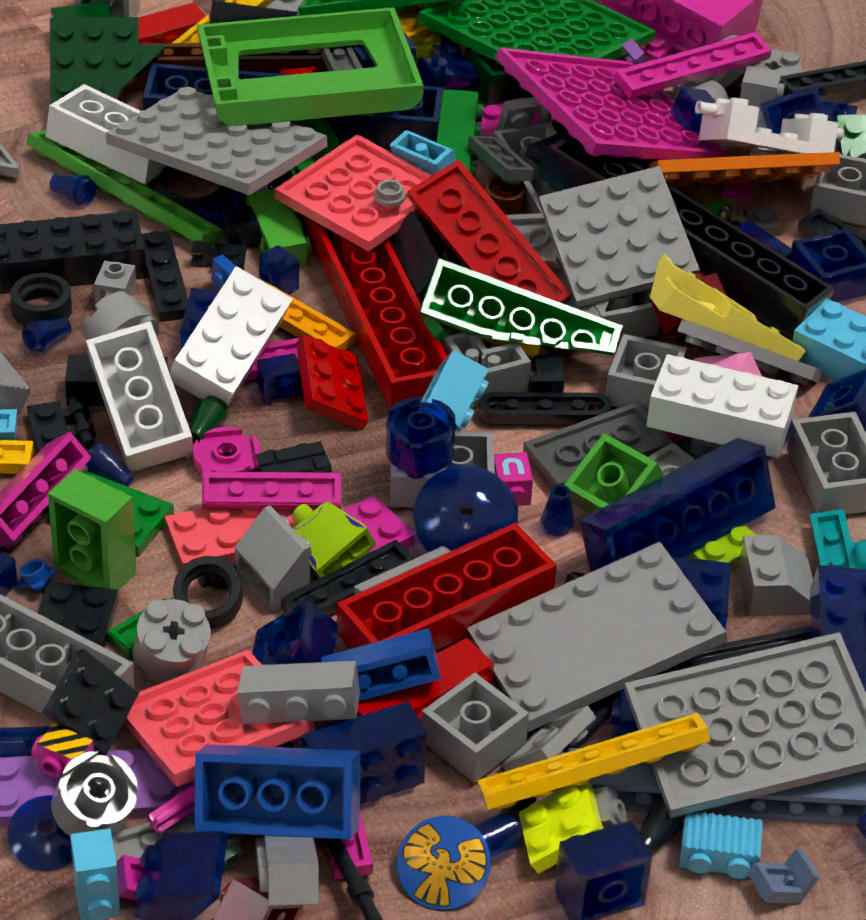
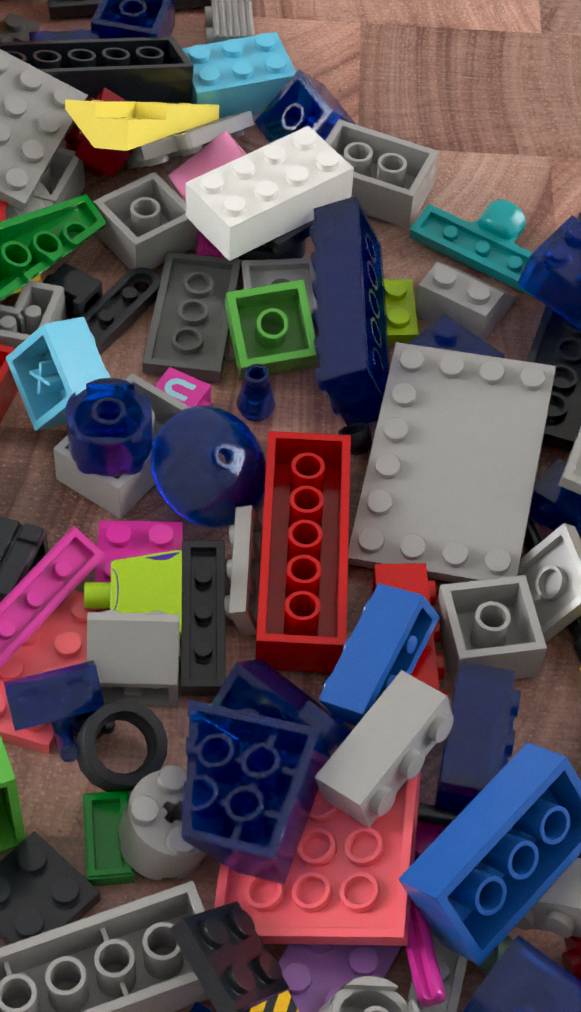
camera: 55 degrees left, 10 degrees up
(205, 650) = (249, 788): none -> clear blue wedge
(207, 536) = (54, 699): none -> clear blue plate

